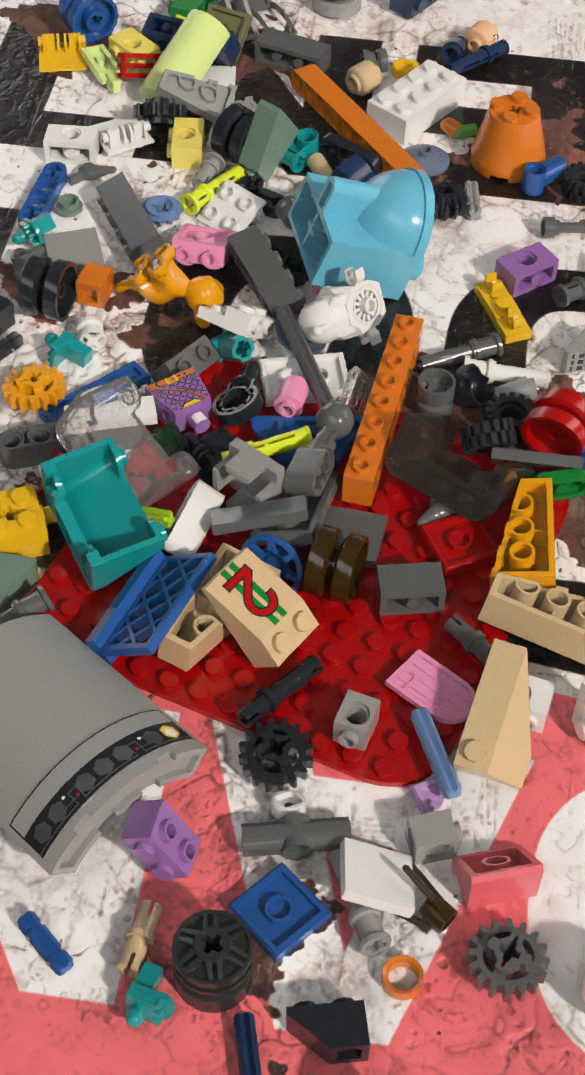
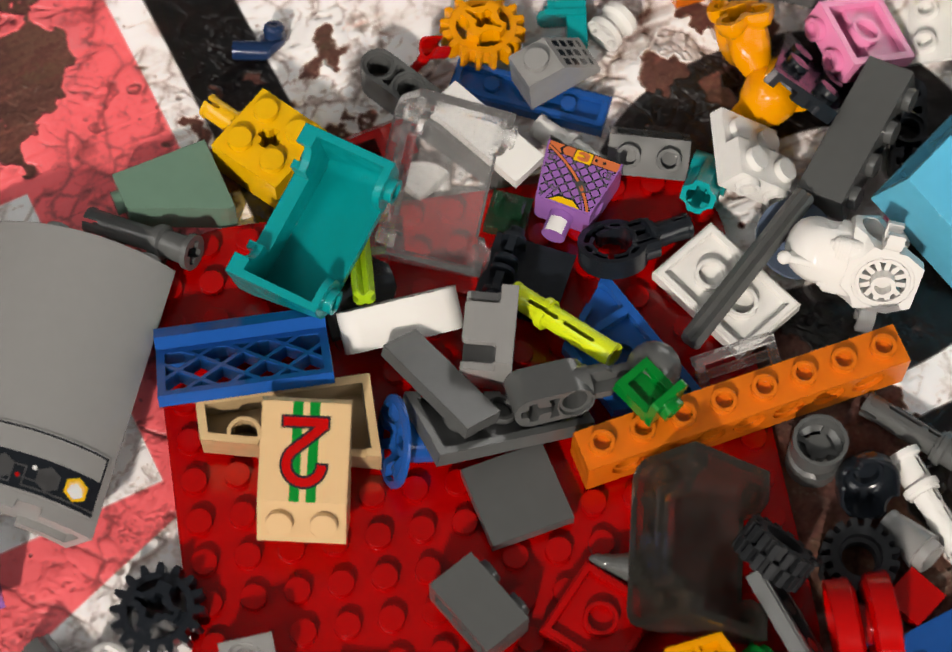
camera: 55 degrees right, 15 degrees up
(23, 416) = (430, 50): none -> red hand
(94, 367) = (550, 68): none -> light grey slope
(218, 268) = (805, 78): none -> black wing
(270, 698) = (227, 559): black pin -> none
(291, 396) = (664, 297): bright pink brick -> none
(336, 564) = (436, 508): dark brown wheel -> none
(356, 422) = (652, 395): none -> green bracket

